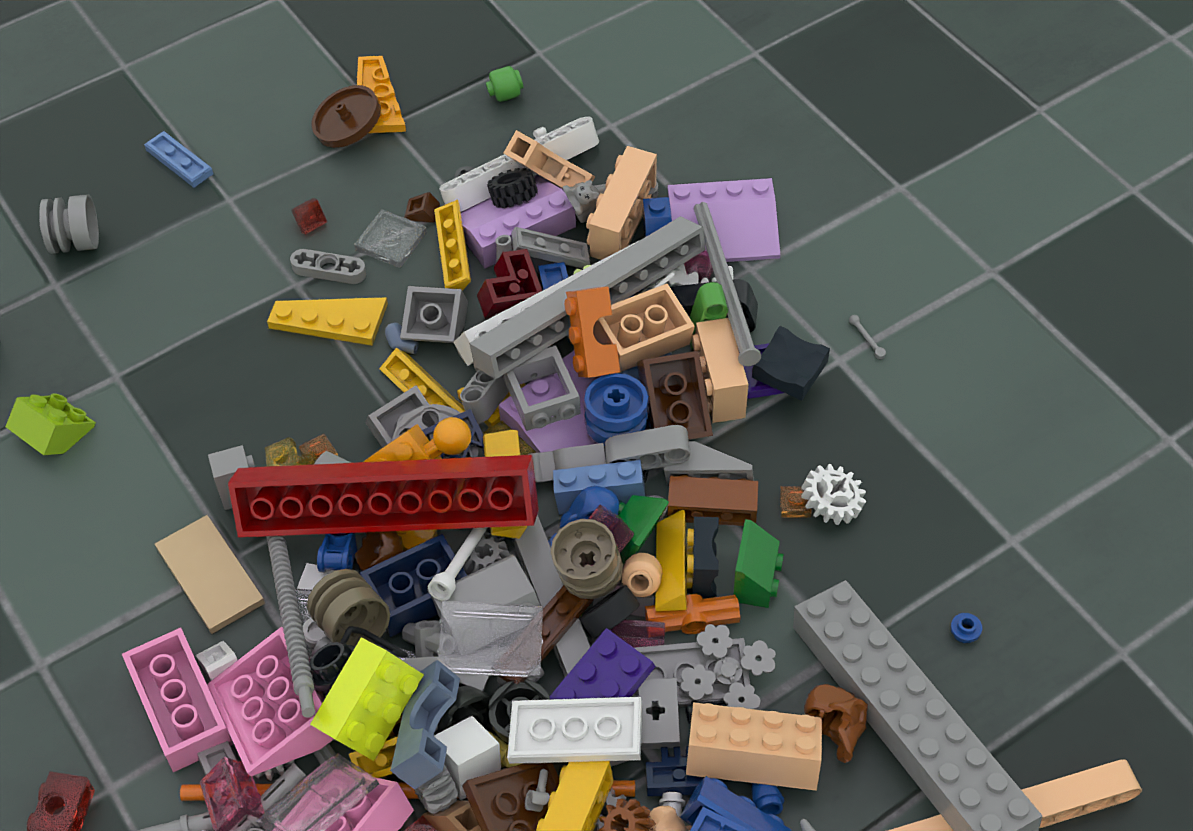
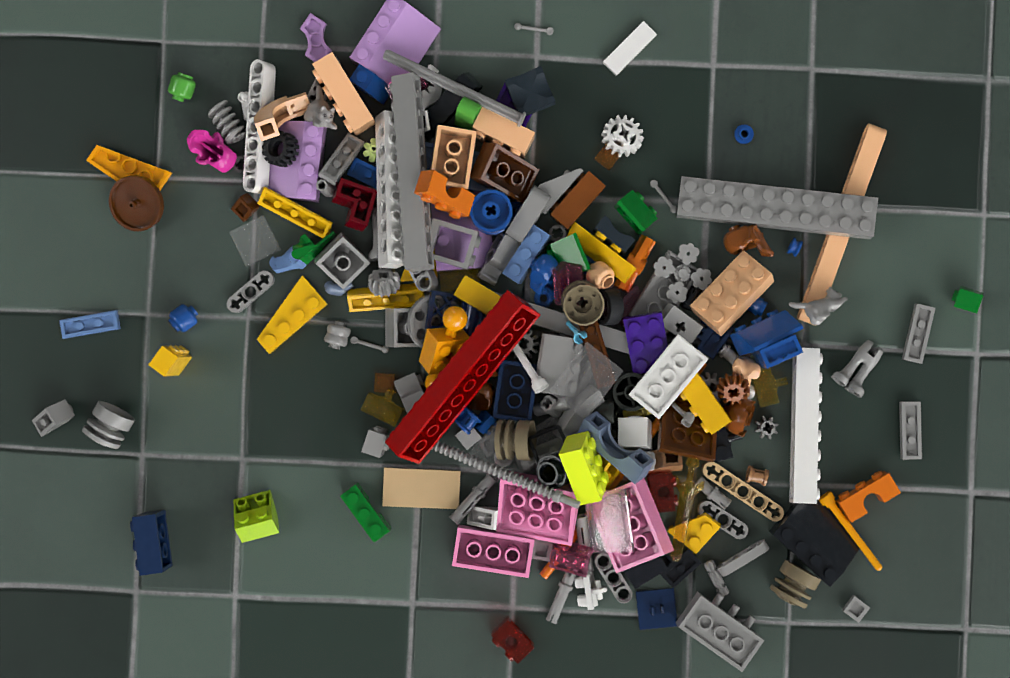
camera: 55 degrees left, 35 degrees up
(46, 181) = (53, 417): none -> light grey slope
(122, 544) = (364, 512): none -> green arch
(187, 227) = (170, 360): none -> yellow brick
(197, 629) = (478, 492): none -> light grey pin
(248, 223) = (183, 318): none -> blue head
(309, 216) = (203, 278): clear red tile -> none
(341, 368) = (337, 335): none -> light grey piece
(349, 395) = (354, 340): none -> light grey hinge
(402, 275) = (300, 254): none -> animal
(442, 369) = (384, 282): none -> light grey gear
(458, 141) = (211, 150): none -> dark pink head
(499, 134) = (226, 123): none -> light grey piece
(543, 594) = (576, 338): none -> medium azure hand
(669, 154) = (314, 31): none -> lavender tile
(810, 574) = (654, 184): none -> light grey hinge
(885, 789) = (794, 247): none -> blue bush
(941, 440) = (629, 48): none -> white tile

